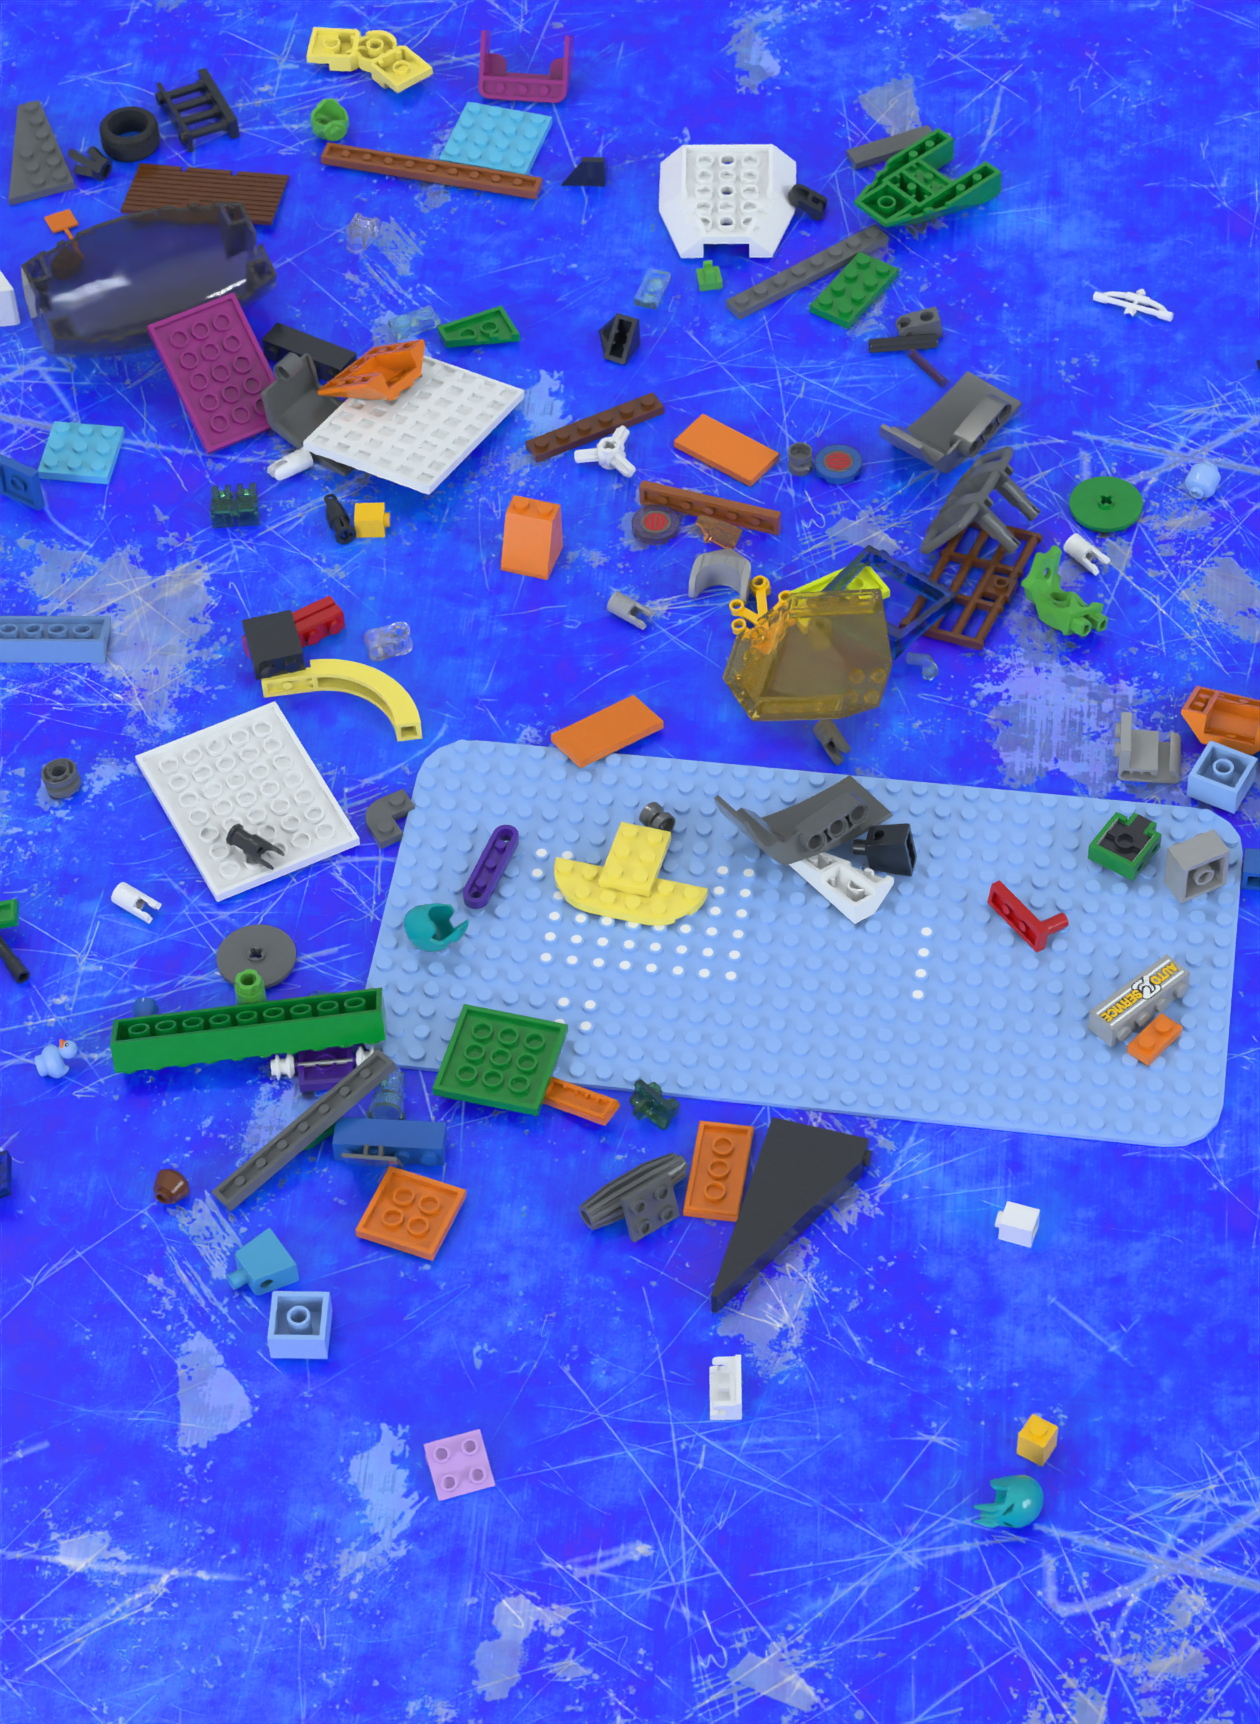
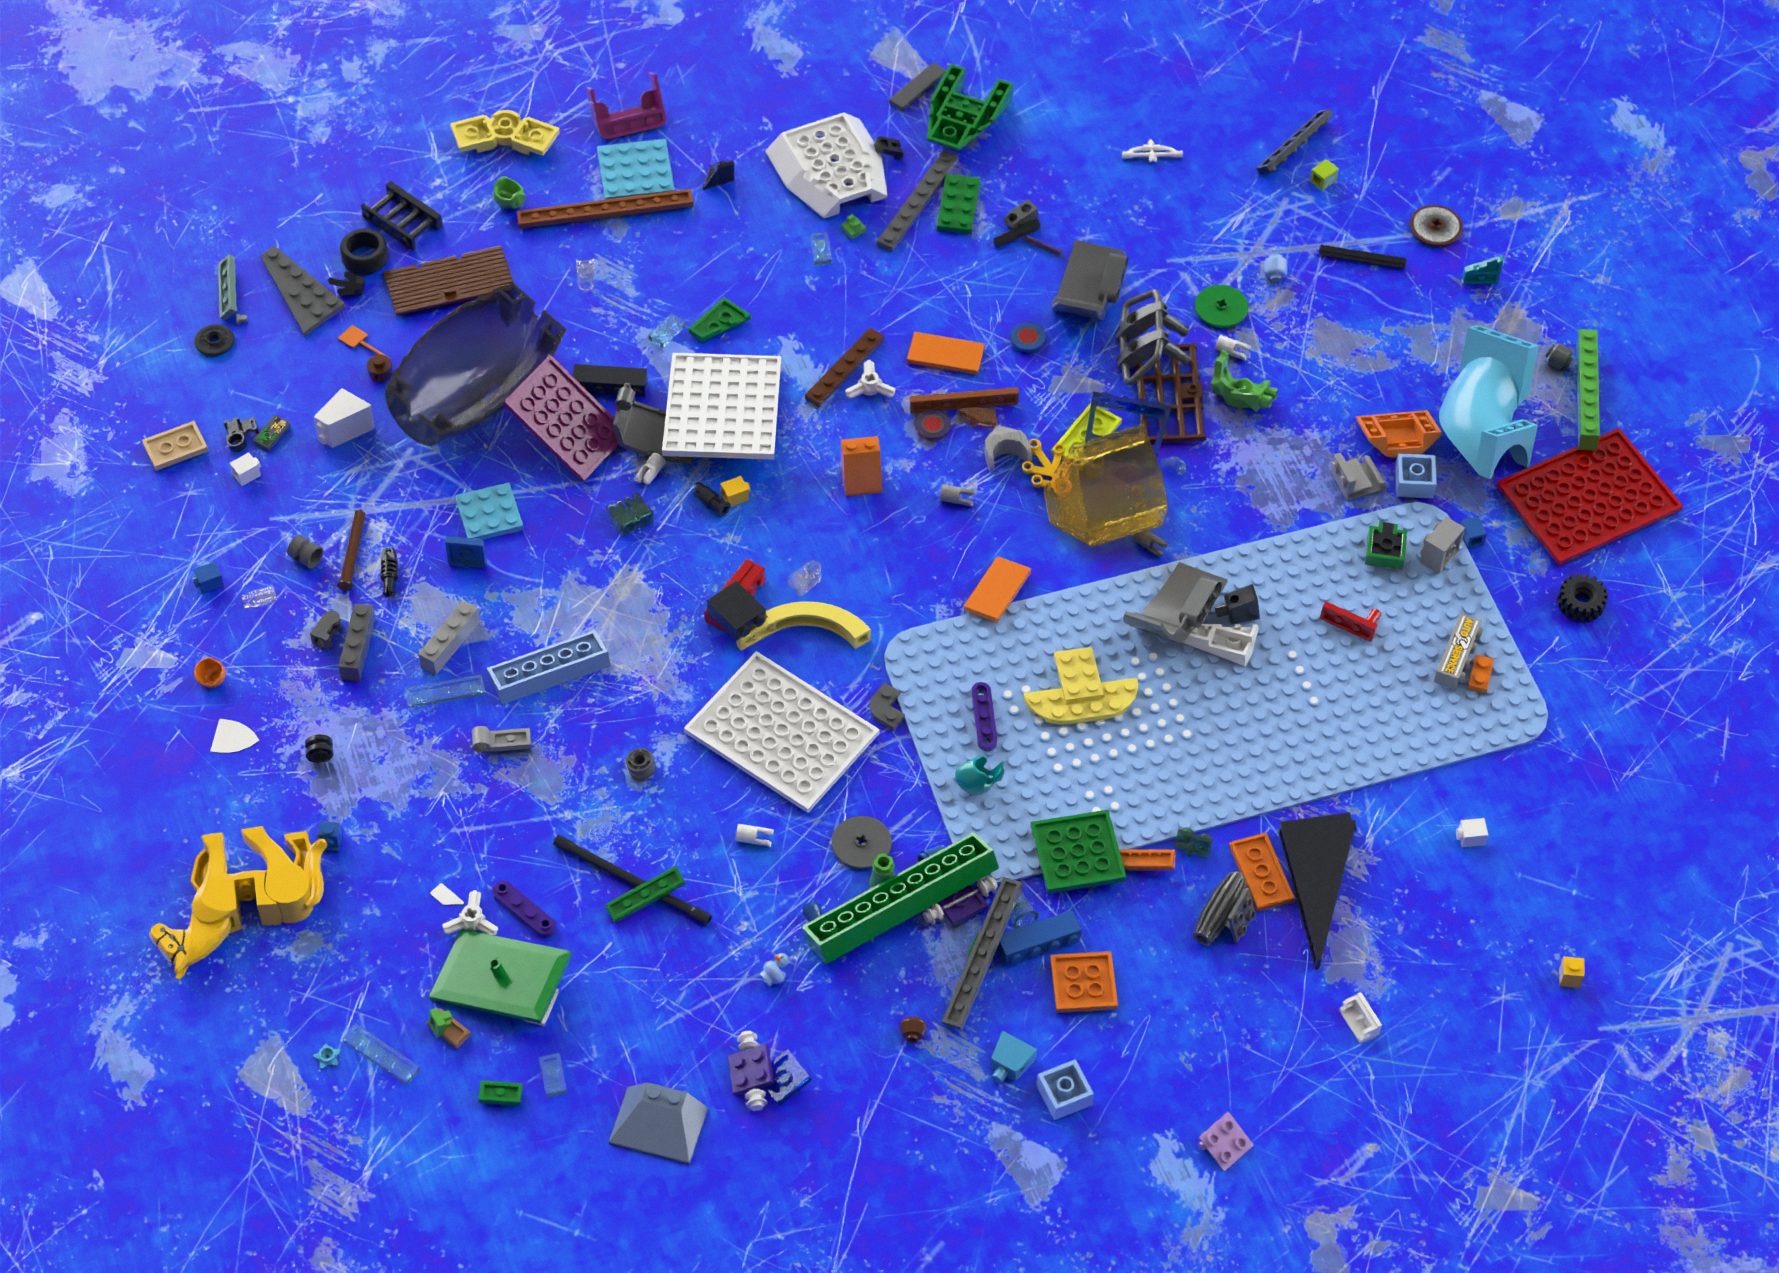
camera: 30 degrees left, 5 degrees up
(252, 845) = (813, 763): black piece -> none
(372, 1160) = (1040, 955): dark grey piece -> none
(379, 372) = (677, 378): orange slope -> none
(620, 338) = (821, 294): black slope -> none
(655, 817) = (1073, 640): dark grey wheel -> none
(800, 459) = (1002, 343): dark grey wheel -> none
(1016, 1503) = (1583, 1019): teal helmet -> none

